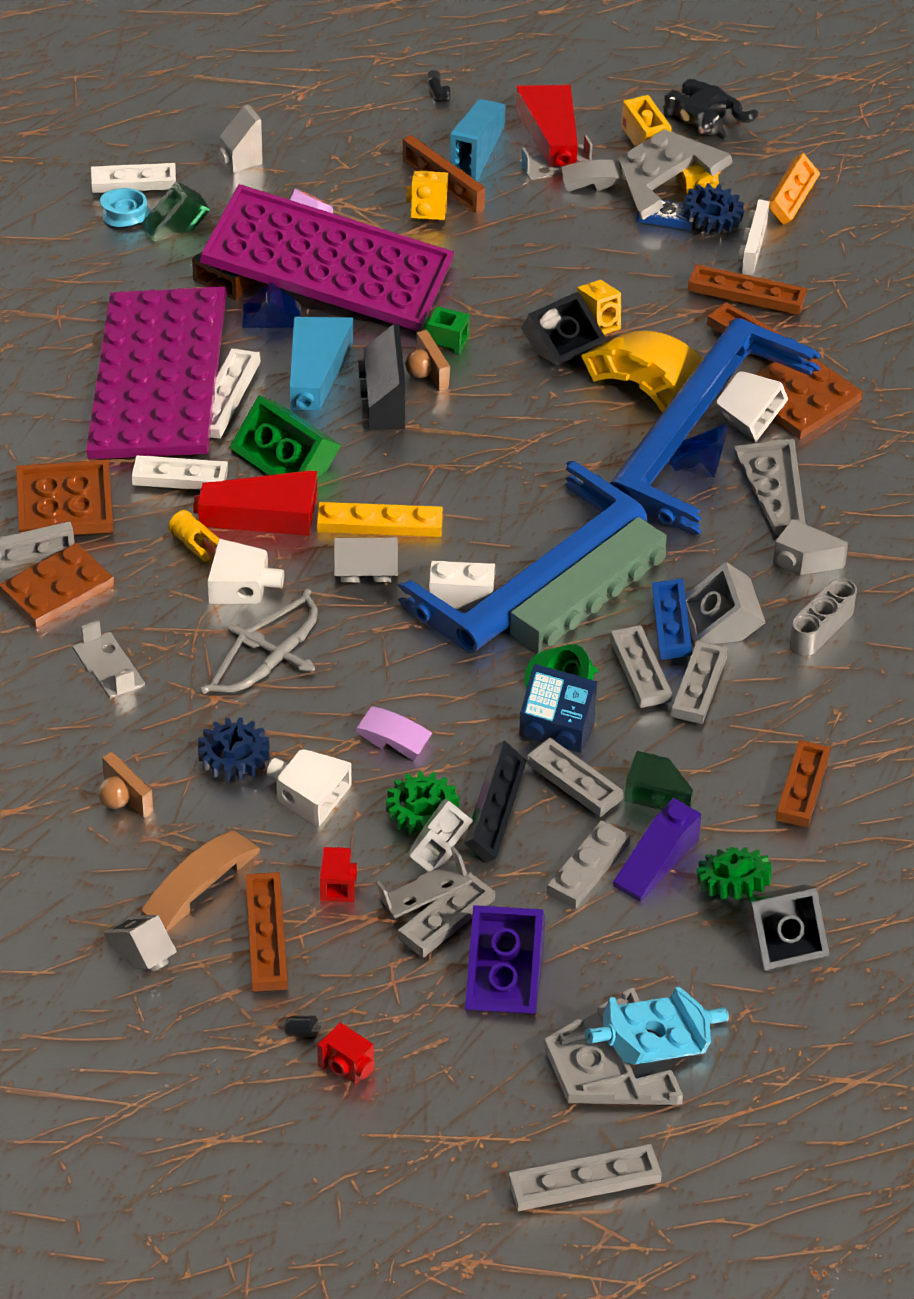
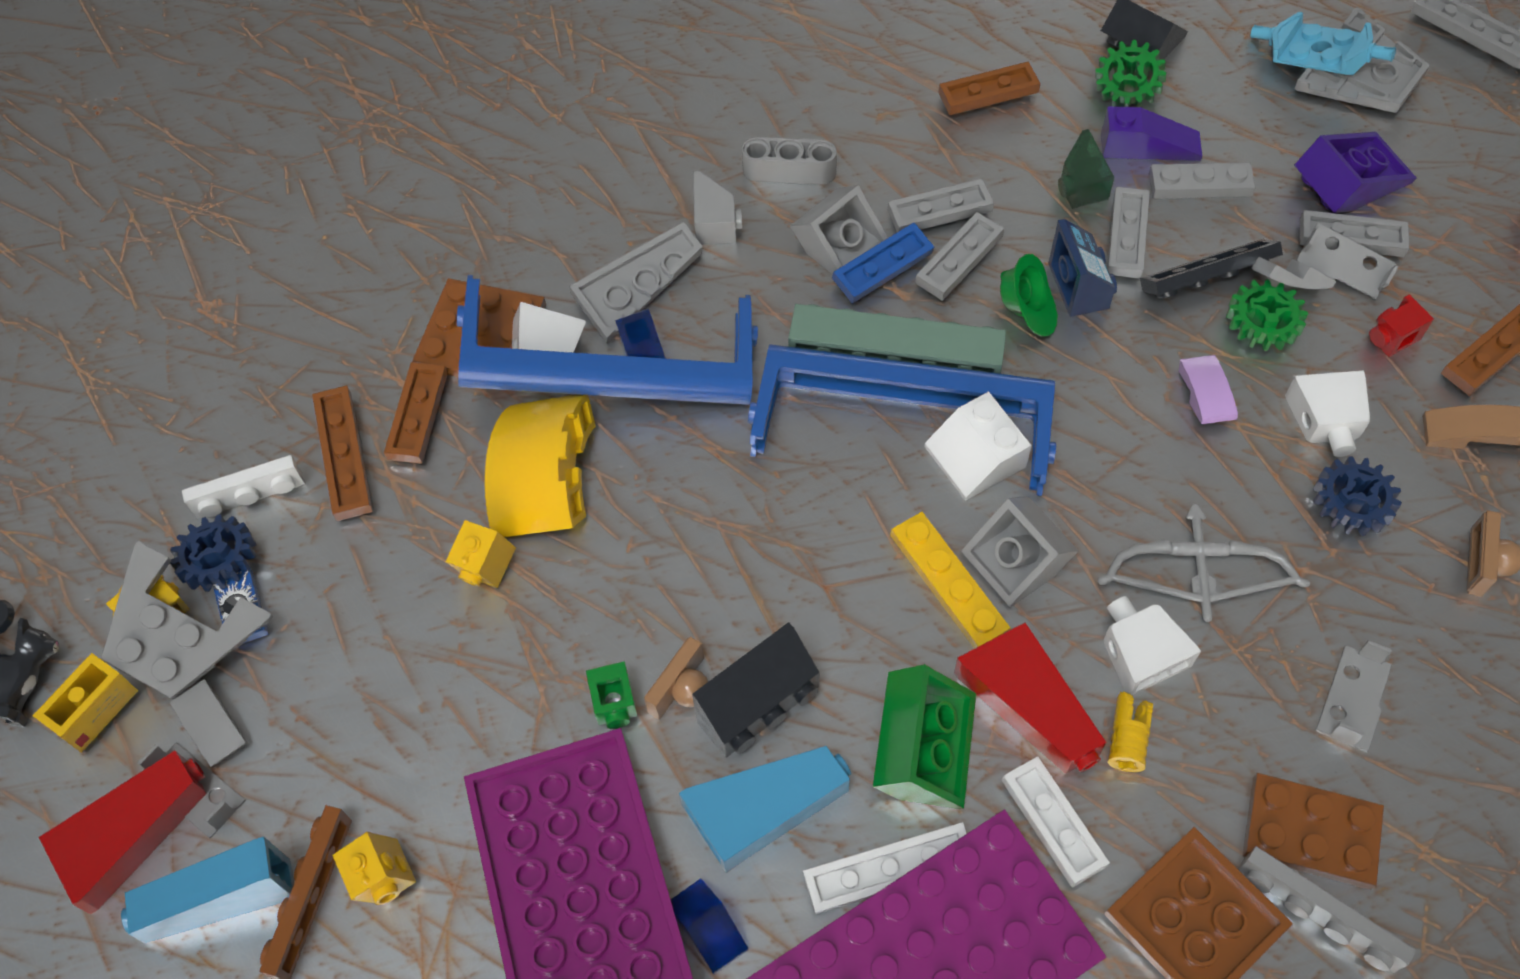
camera: 120 degrees left, 15 degrees up
(563, 329) = (539, 572): black slope -> none
(793, 188) = (126, 499): light orange plate -> none

